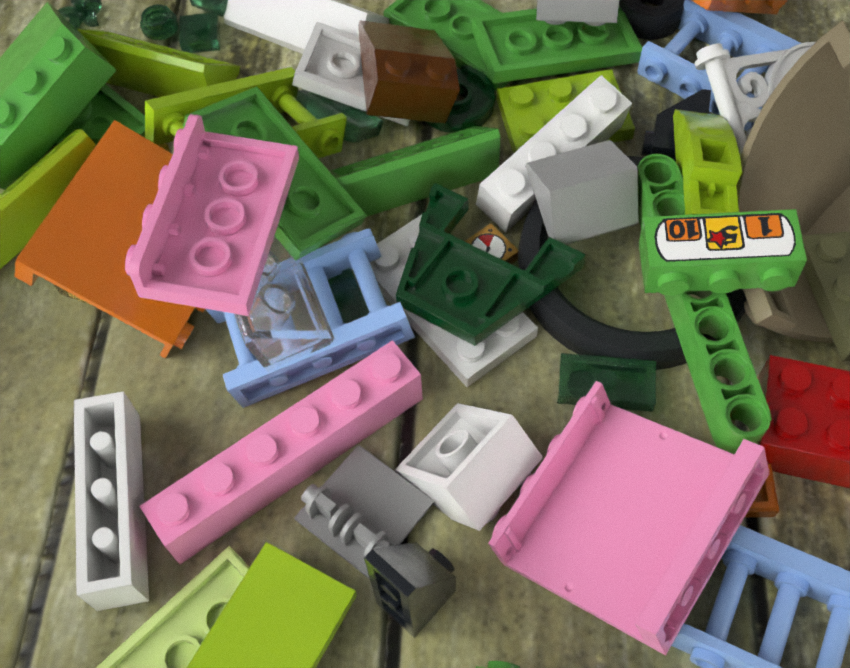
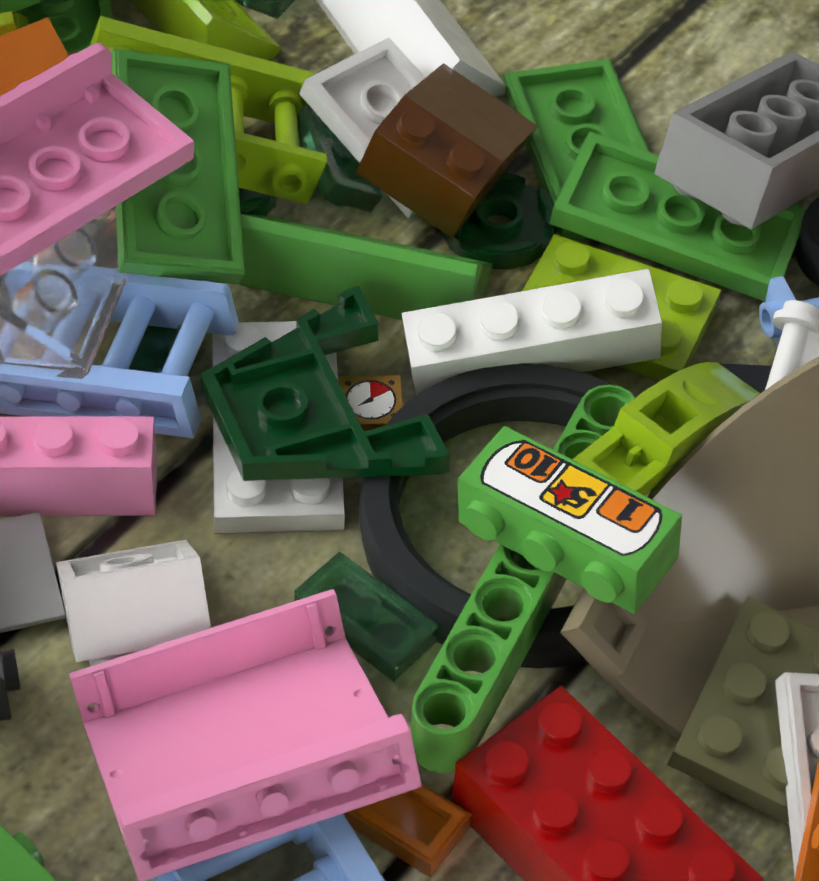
camera: 30 degrees right, 10 degrees down
(585, 192) = (505, 378): light grey slope -> none

